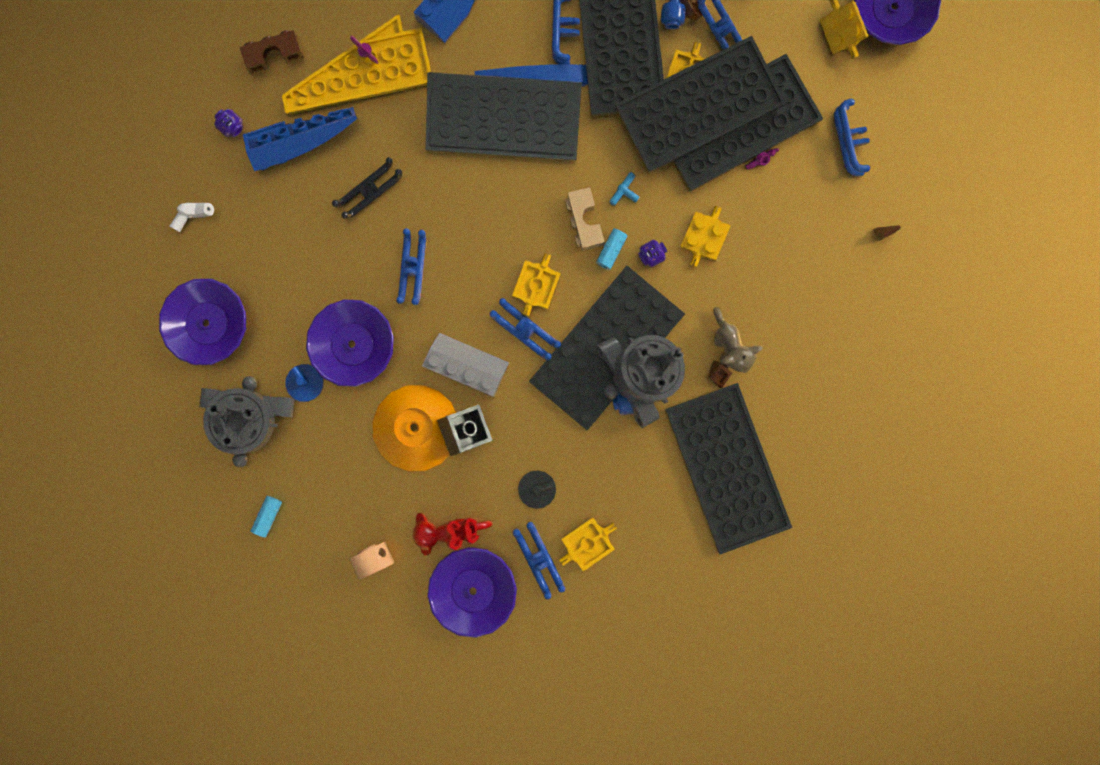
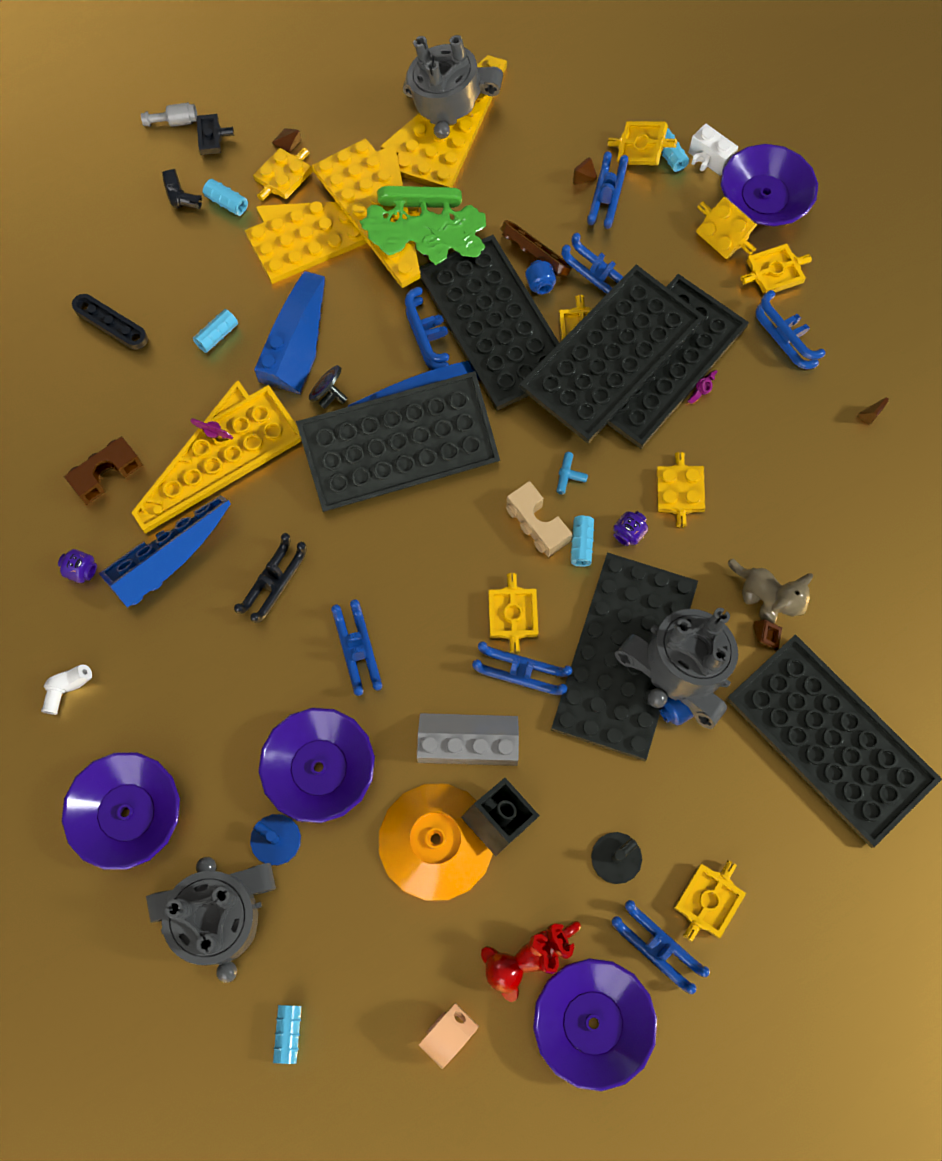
camera: 25 degrees left, 15 degrees down
(463, 47) = (325, 385): none -> shield
(869, 79) = (776, 269): none -> yellow plate

